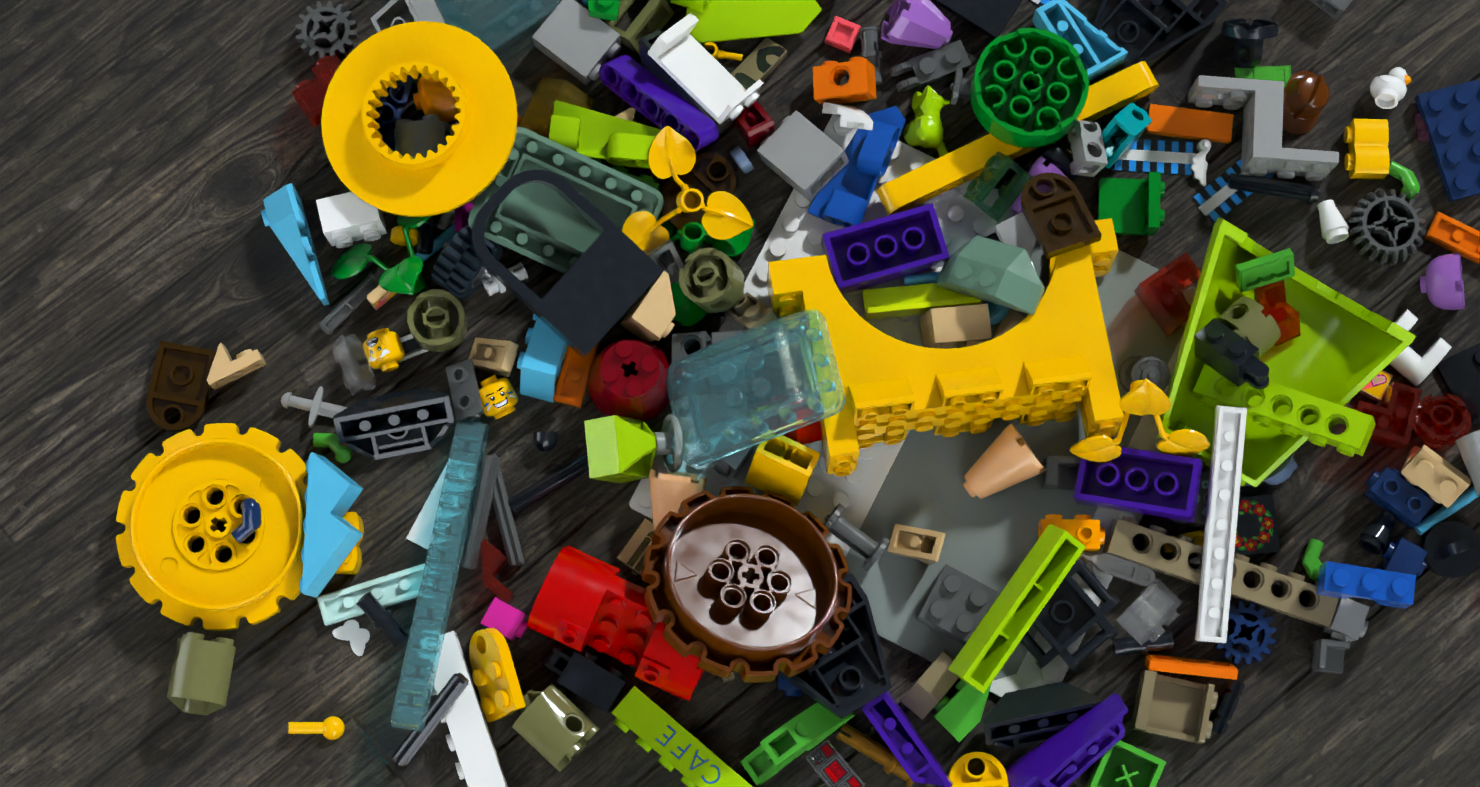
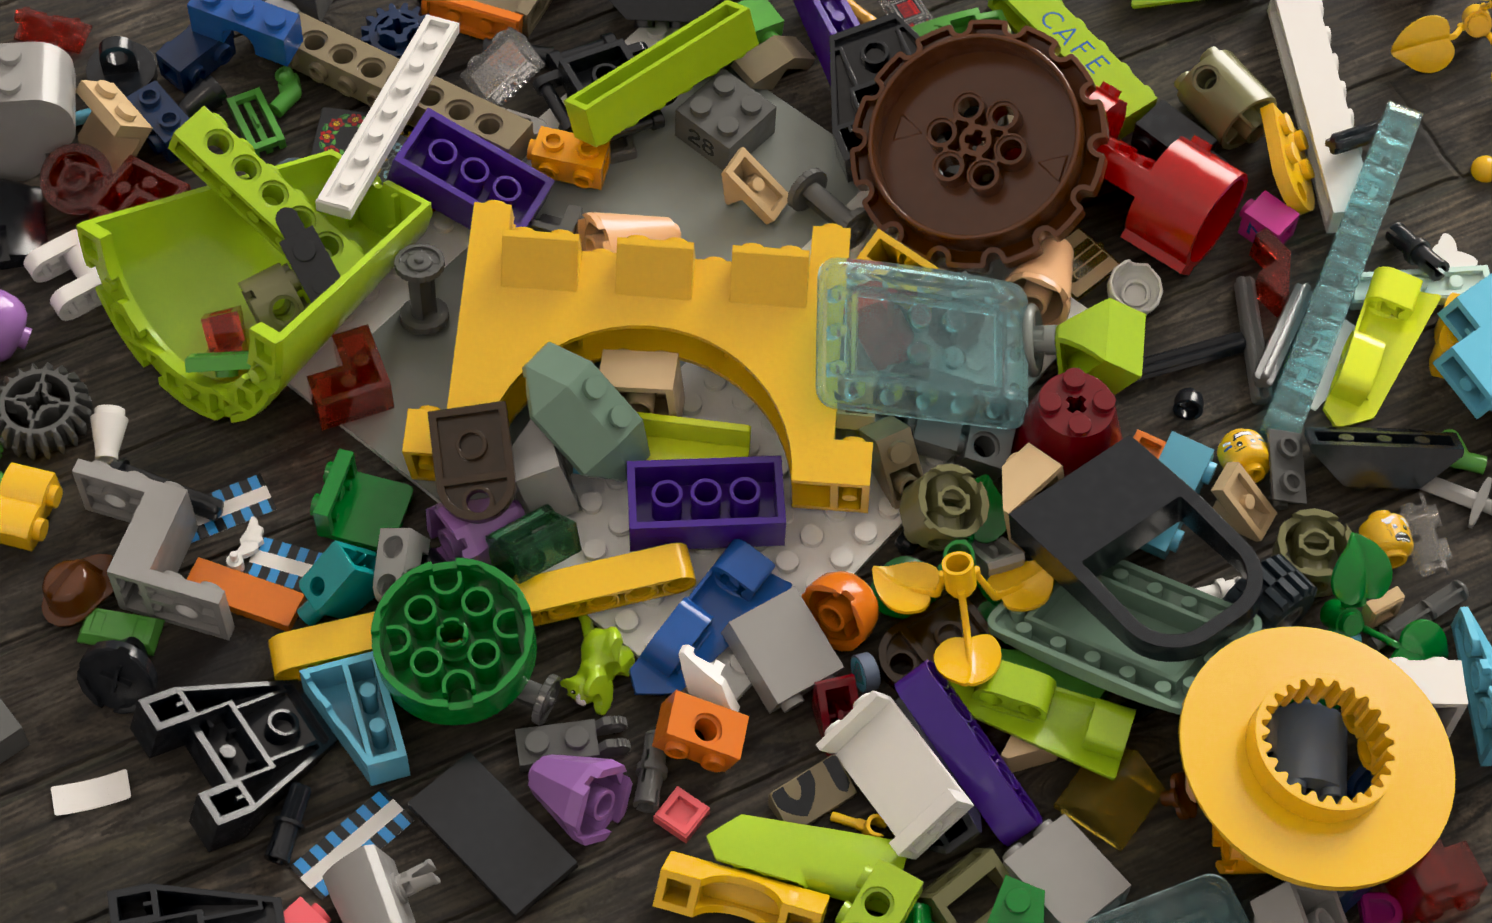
camera: 165 degrees left, 20 degrees down
(401, 531) = (1378, 346): none -> neon yellow panel
(602, 526) = (1135, 286): none -> white hair
(767, 198) = (843, 608): none -> orange cylinder
(1142, 400) = (443, 223): yellow plant -> none
(1332, 515) = (266, 144): none -> bright green tile

